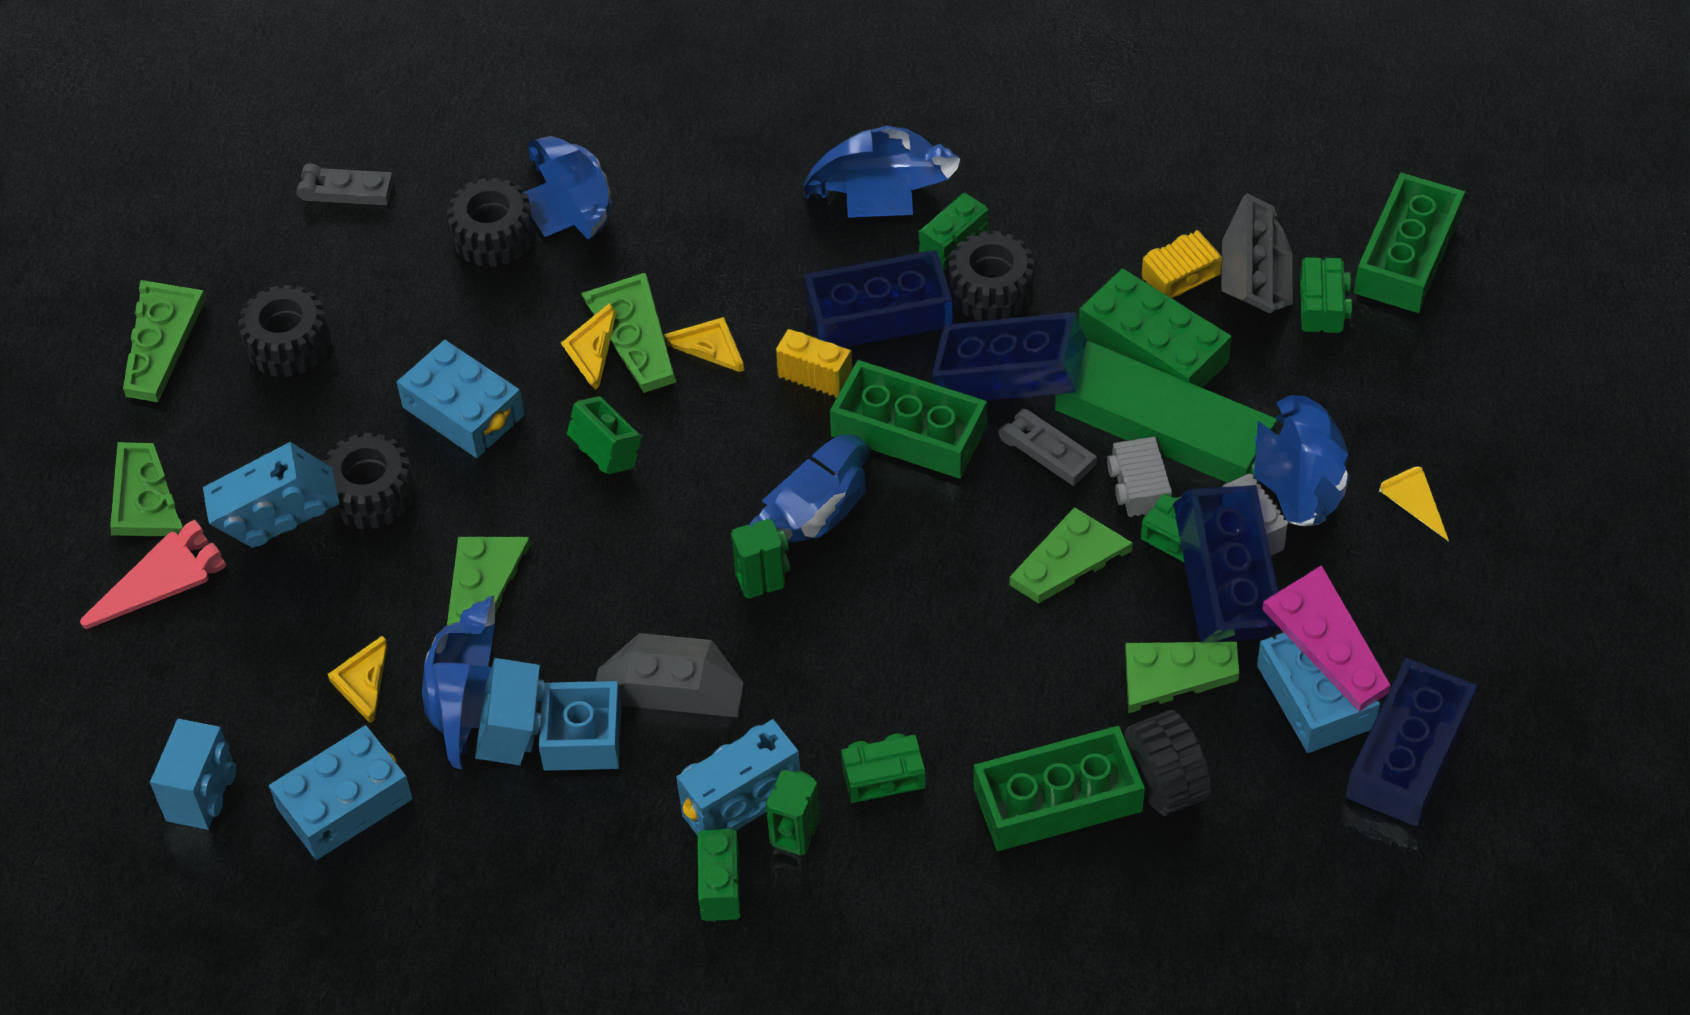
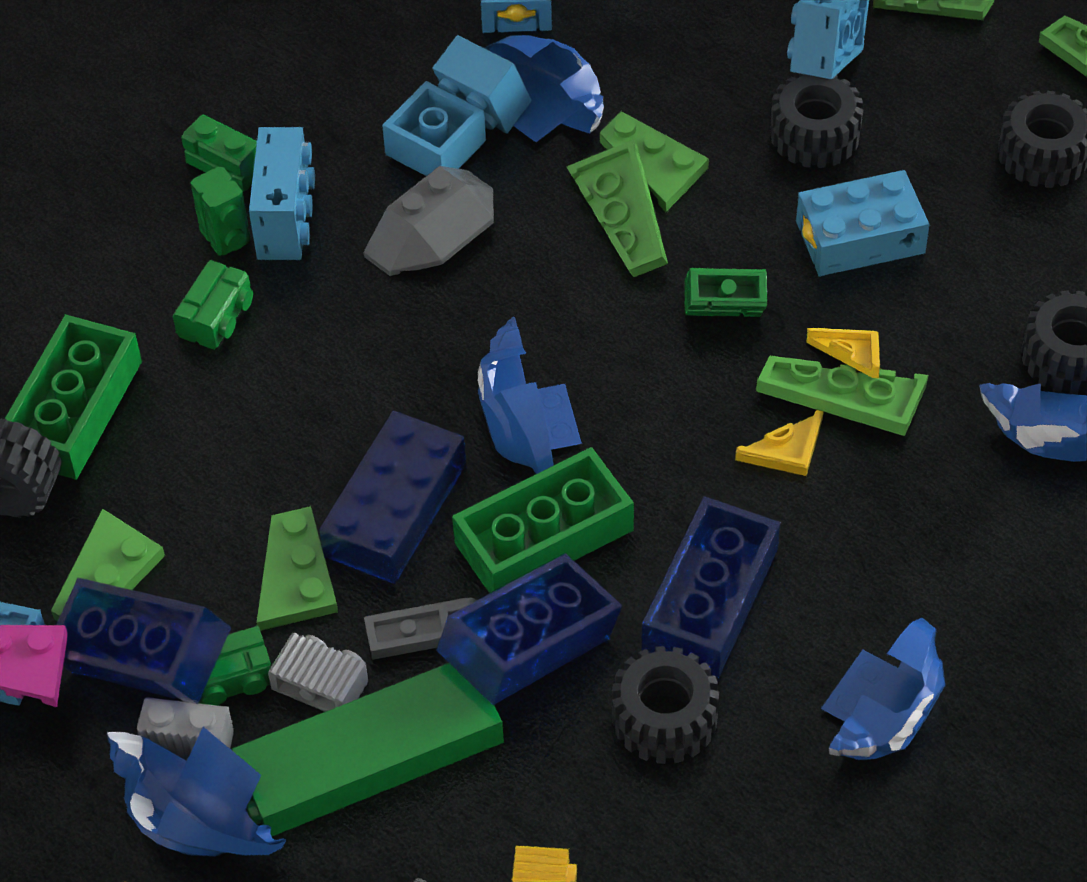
camera: 125 degrees right, 0 degrees up
(361, 678) = (620, 45): yellow tile -> none
(551, 563) = (623, 205): none -> bright green wing
(760, 558) = (481, 315): green brick -> none
(813, 362) = (675, 497): yellow brick -> none
(952, 225) = (756, 713): green brick -> none
(959, 525) = (393, 497): none -> clear blue brick
(1154, 330) = (469, 800): green brick -> none

